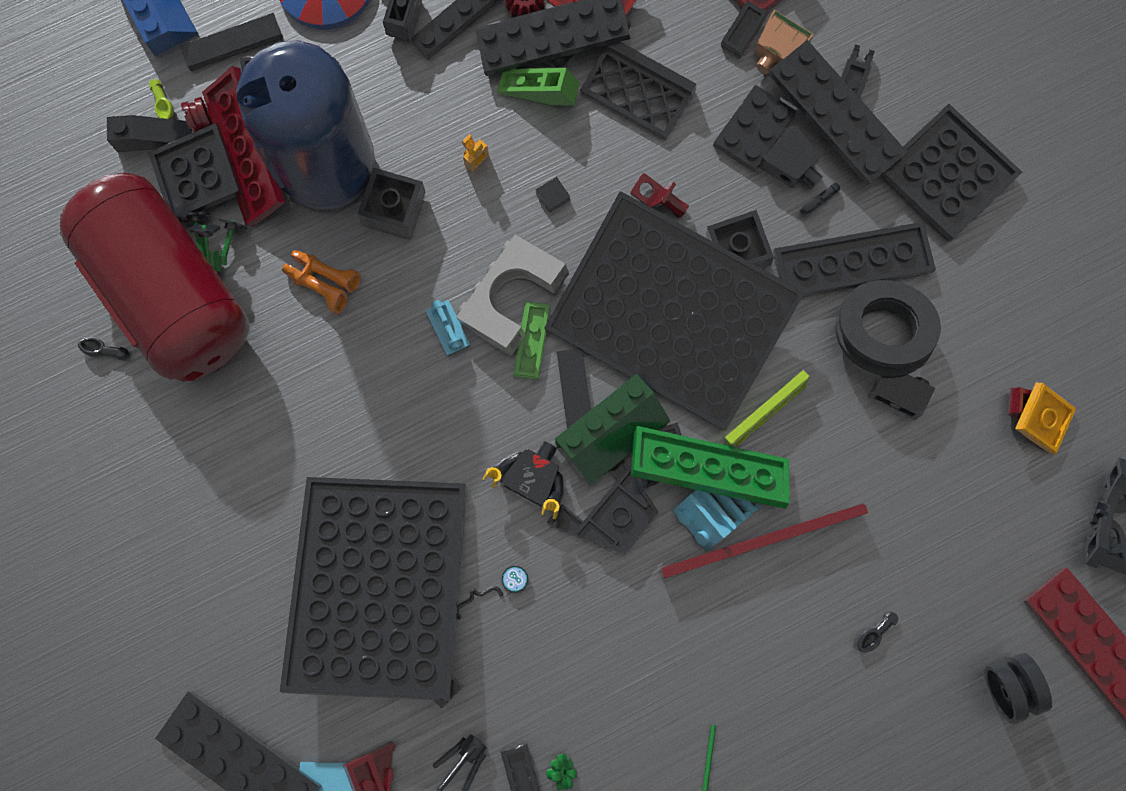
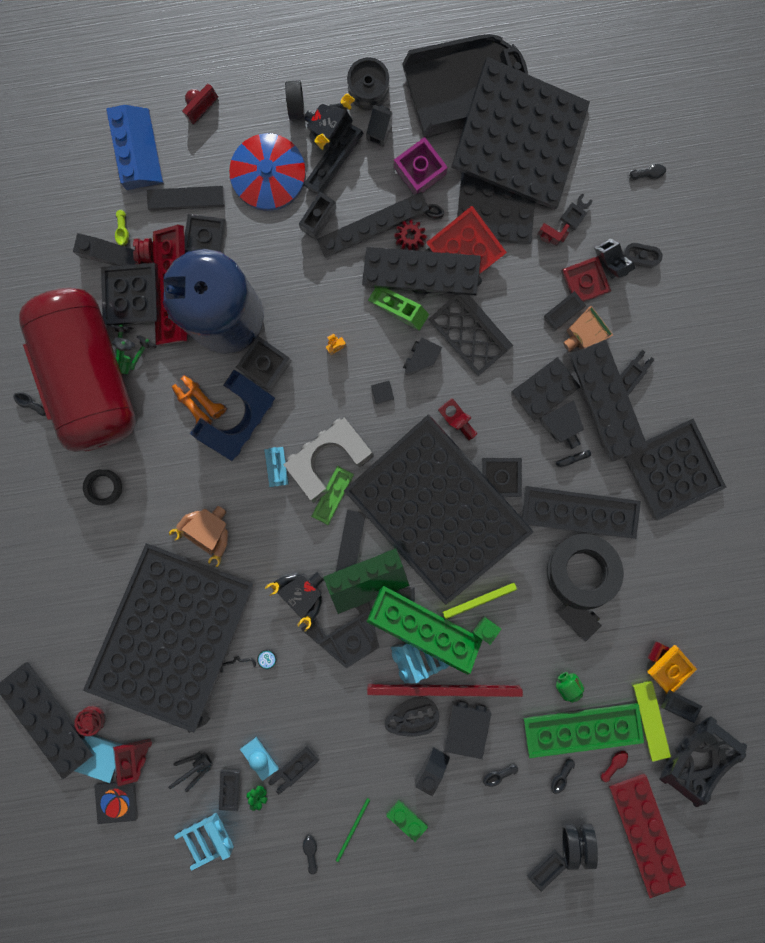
camera: 20 degrees right, 10 degrees up
(211, 413) = (87, 487): none -> black tyre
(300, 742) = (90, 721): none -> dark red wheel
(381, 435) = (205, 531): none -> nougat torso
(396, 253) = (230, 441): none -> dark blue arch
(547, 718) = (259, 758): none -> medium azure tile
(590, 137) = (423, 358): none -> black slope
(600, 714) = (295, 768): none -> black hinge
(746, 603) = (419, 727): none -> black piece
(775, 737) = (407, 821): none -> green plate
(785, 655) = (432, 771): none -> black slope
(790, 443) = (486, 630): none -> green brick
(813, 583) = (467, 729): none -> black panel
(924, 483) = (570, 687): none -> green head
(958, 613) = (560, 781): none -> black piece
(962, 535) = (583, 730): none -> green plate
(987, 741) = (547, 870): none -> black tile
(1023, 563) = (618, 761): none -> dark red piece
(1045, 495) = (651, 721): none -> lime tile
(1076, 461) = (681, 706): none -> black tile

